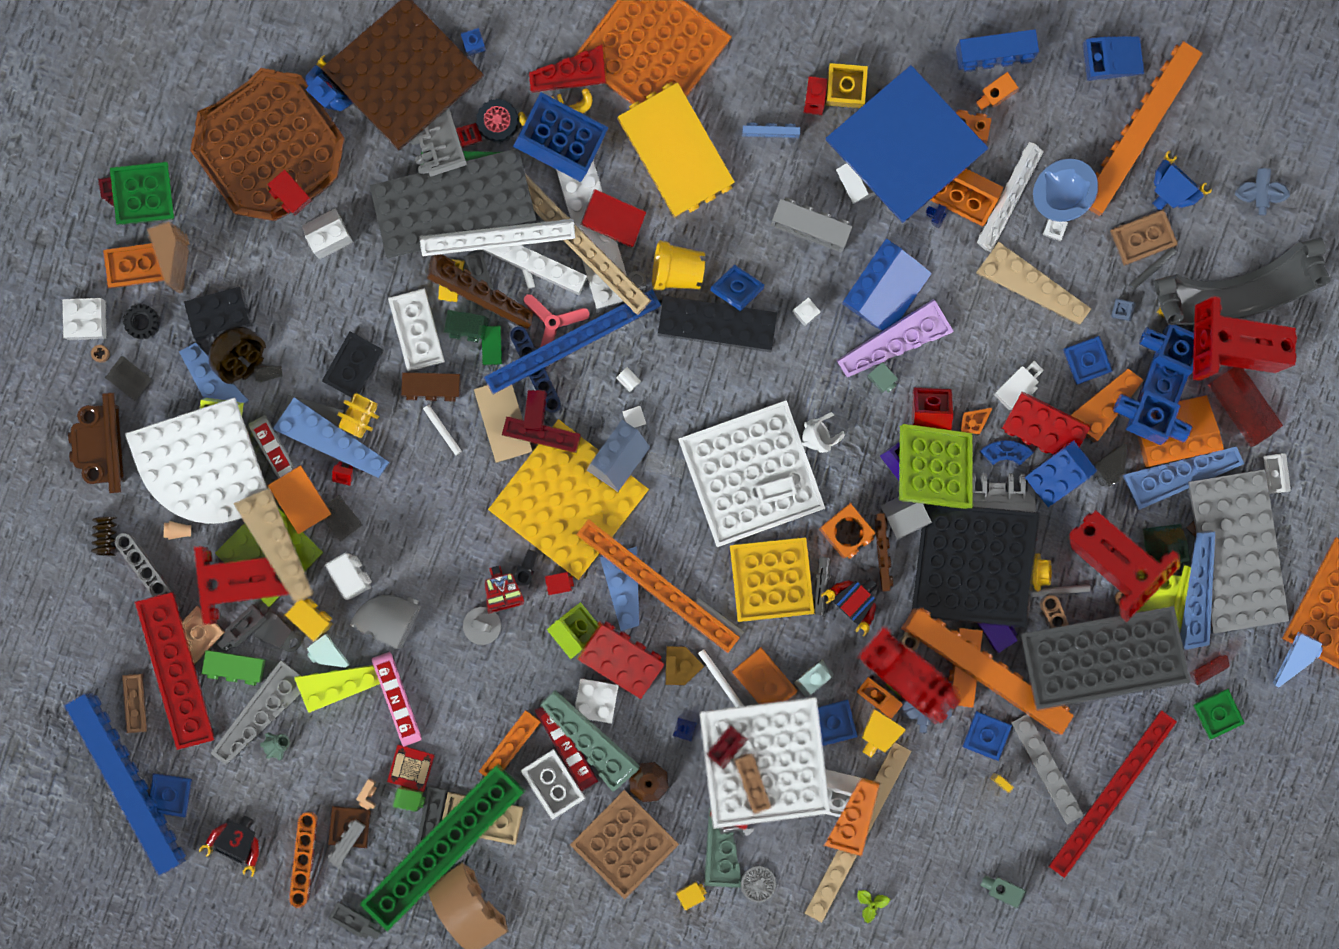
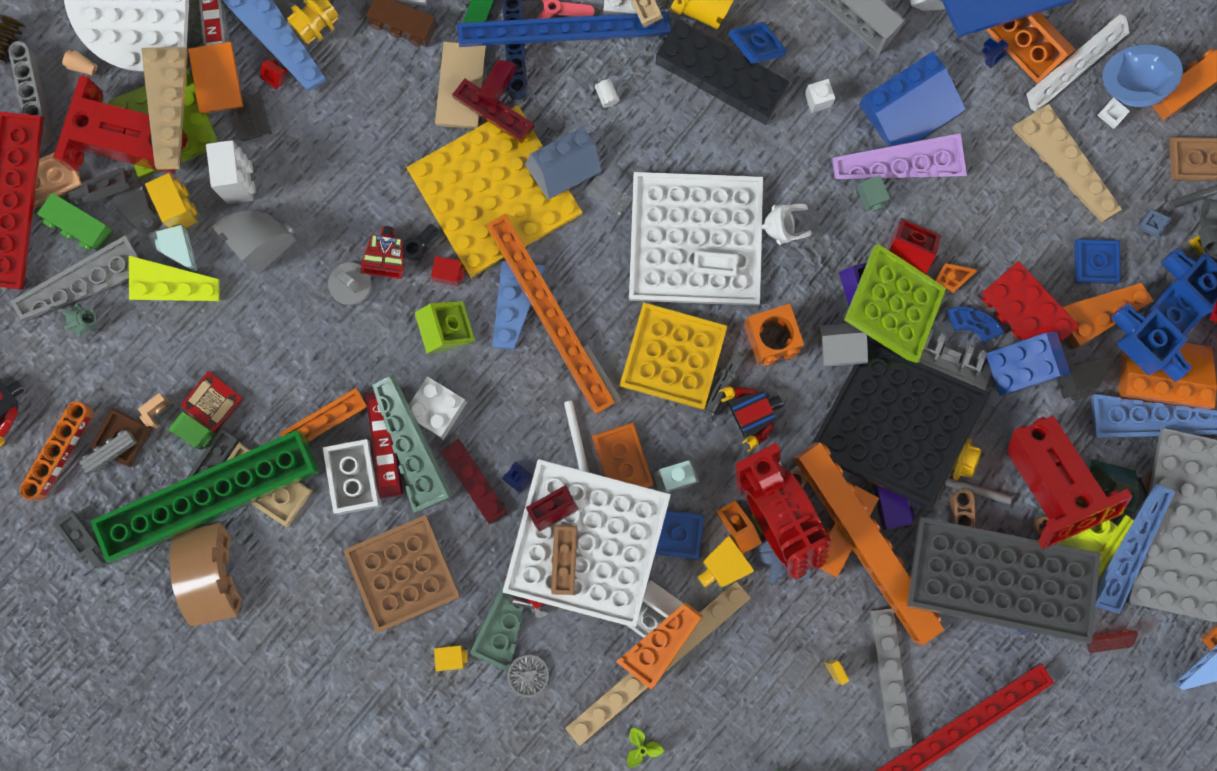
camera: 25 degrees right, 5 degrees down
(396, 699) = (227, 323): beam -> none
(442, 430) = (394, 70): white bar -> none
(621, 659) = (479, 373): red bracket -> none
(634, 417) = (598, 133): white tile -> none
(651, 746) = (473, 481): none -> dark red plate
(654, 773) = (464, 522): reddish brown cone -> none
(681, 665) = (540, 408): pearl gold plate -> none
(882, 546) = (805, 366): reddish brown wing -> none
(987, 735) = (839, 615): blue tile -> none
(1018, 382) = (1005, 257): white brick -> none
(1218, 714) = (1103, 693): green plate -> none

